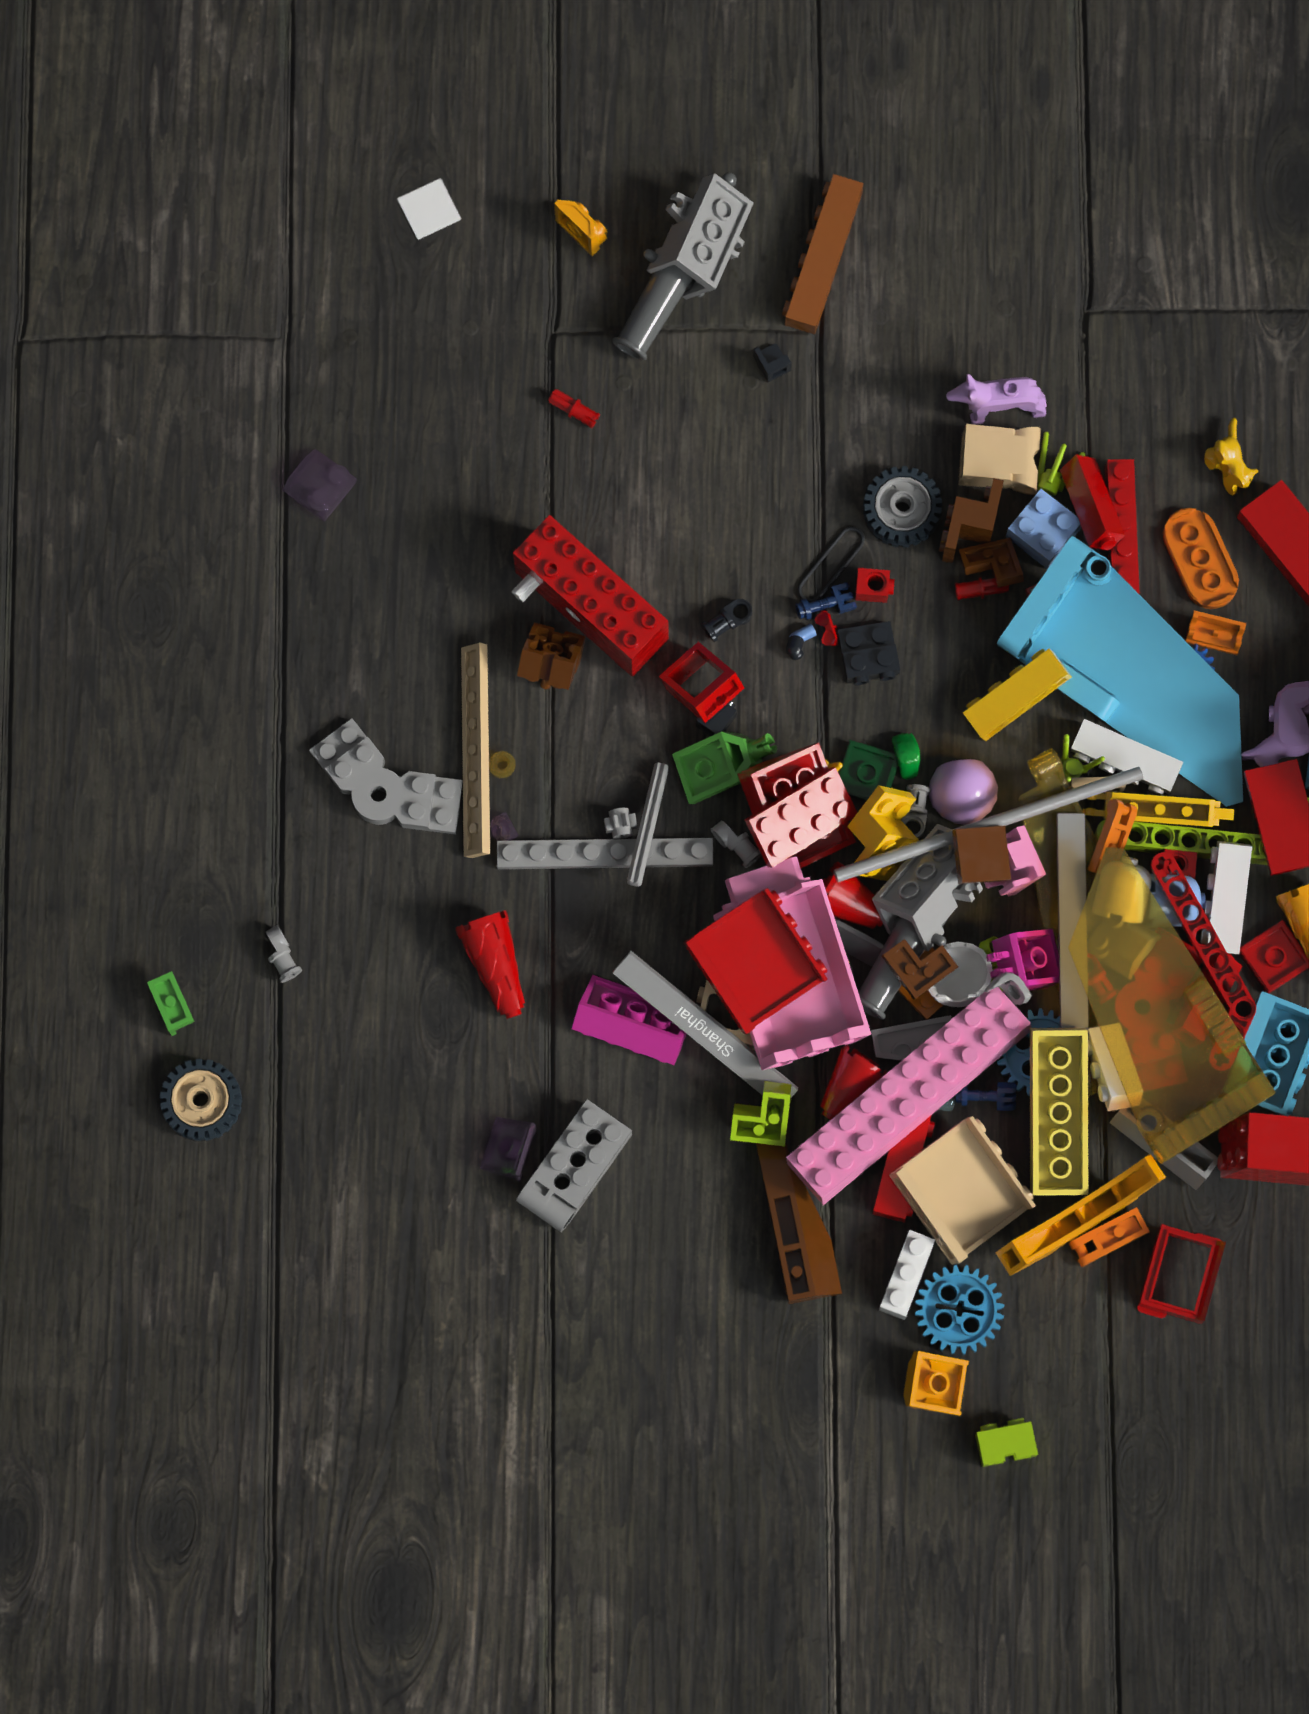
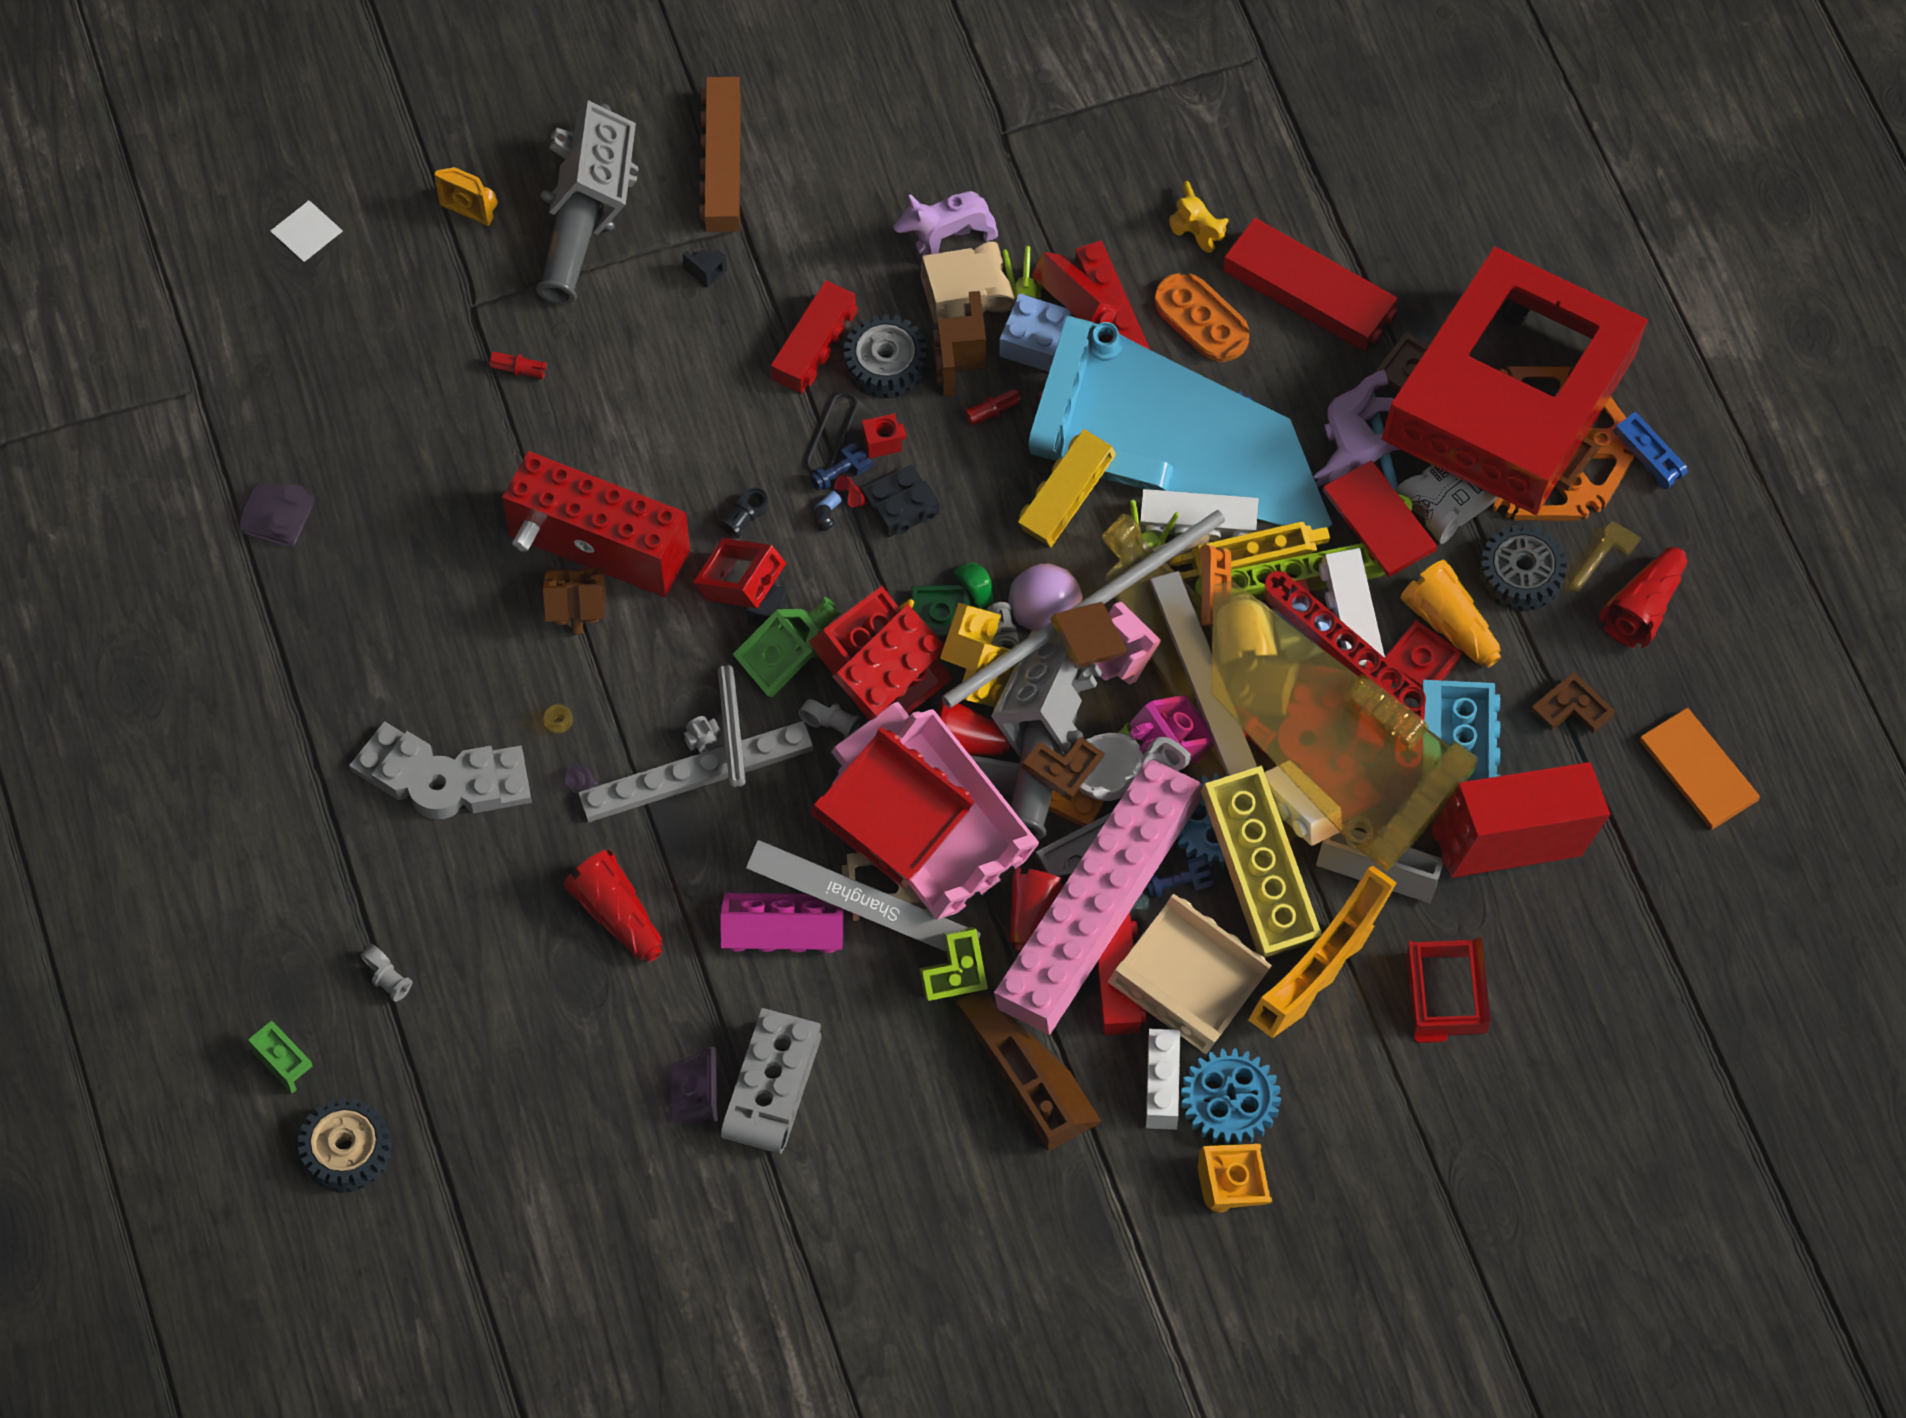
camera: 20 degrees left, 15 degrees down
(475, 750) = (526, 713): tan plate -> none
(844, 467) = (813, 337): none -> red brick
(995, 555) = (999, 372): reddish brown plate -> none
(998, 1443) = (1333, 1210): lime brick -> none
(1110, 1236) = (1359, 976): orange plate -> none
(1215, 632) = (1245, 373): orange hinge -> none

